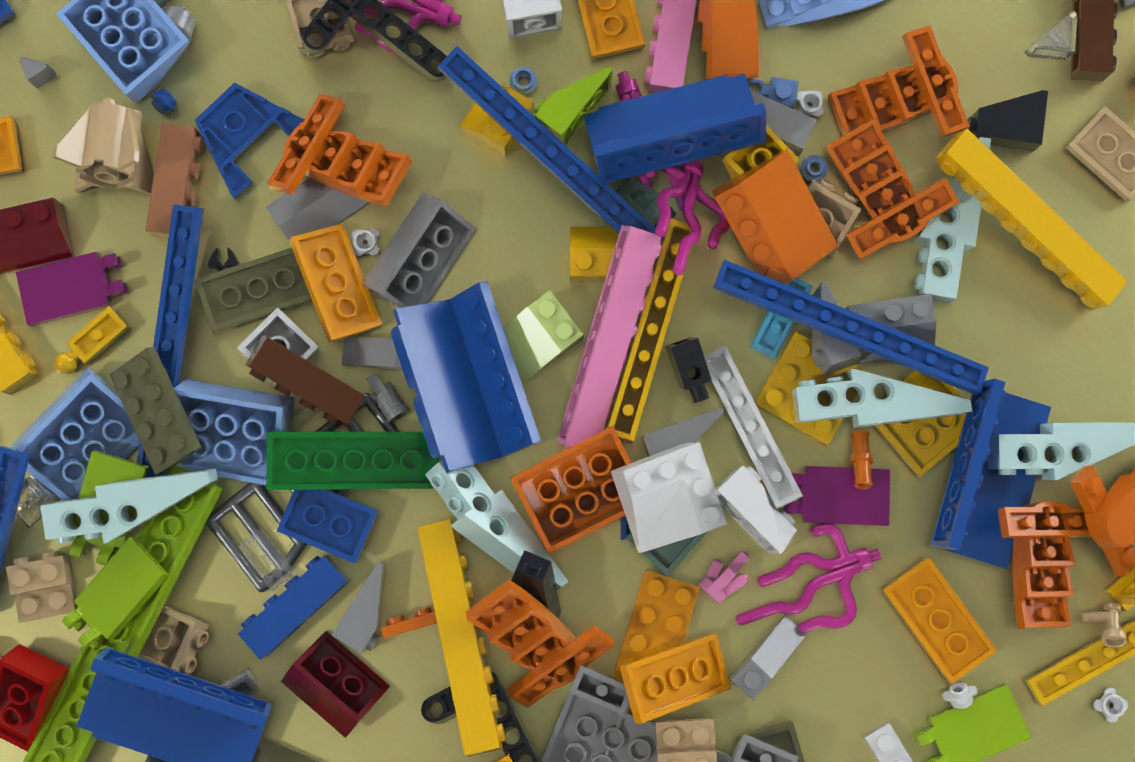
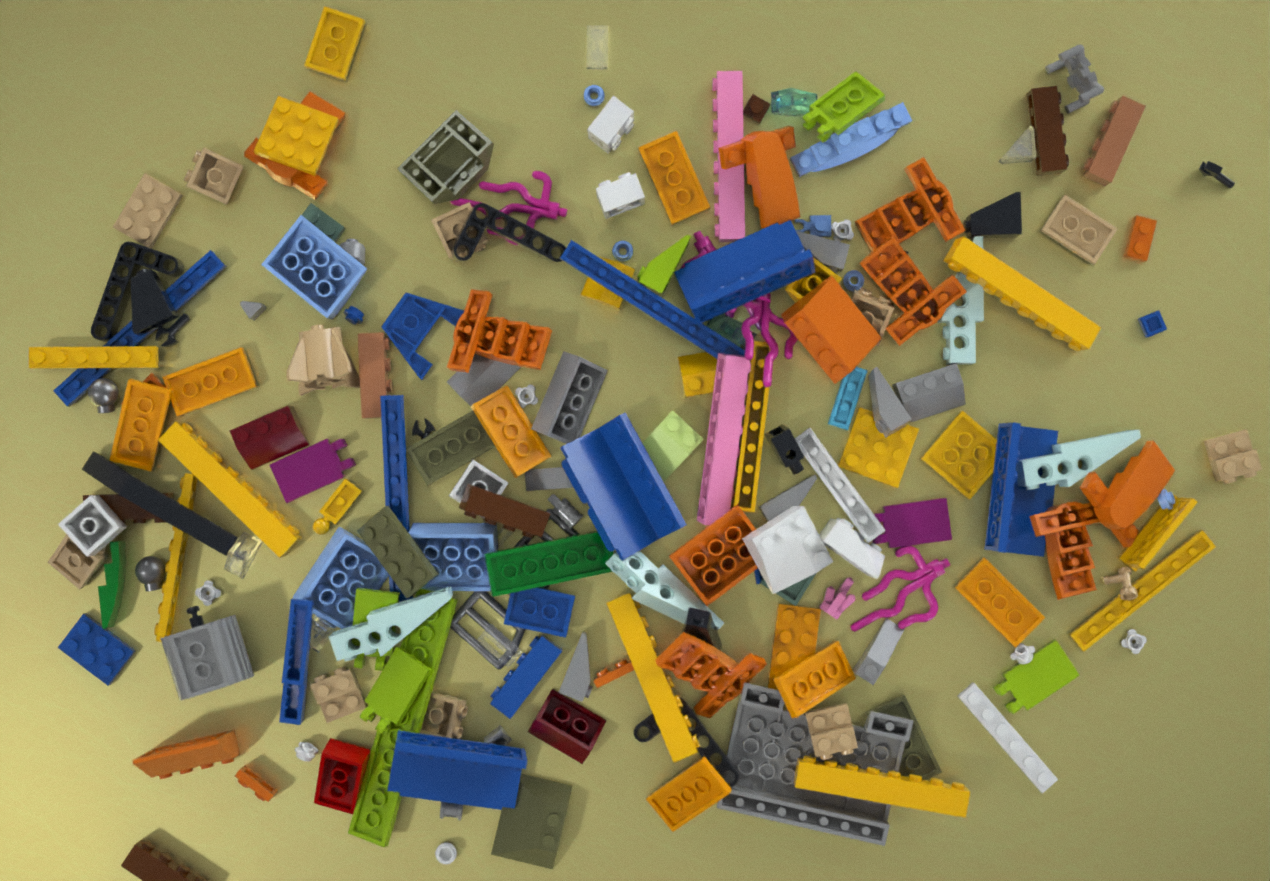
camera: 10 degrees left, 5 degrees up
(851, 327) = (900, 400): blue plate -> none
(861, 459) = (924, 495): orange pin -> none
(901, 404) = (946, 450): light aqua brick -> none

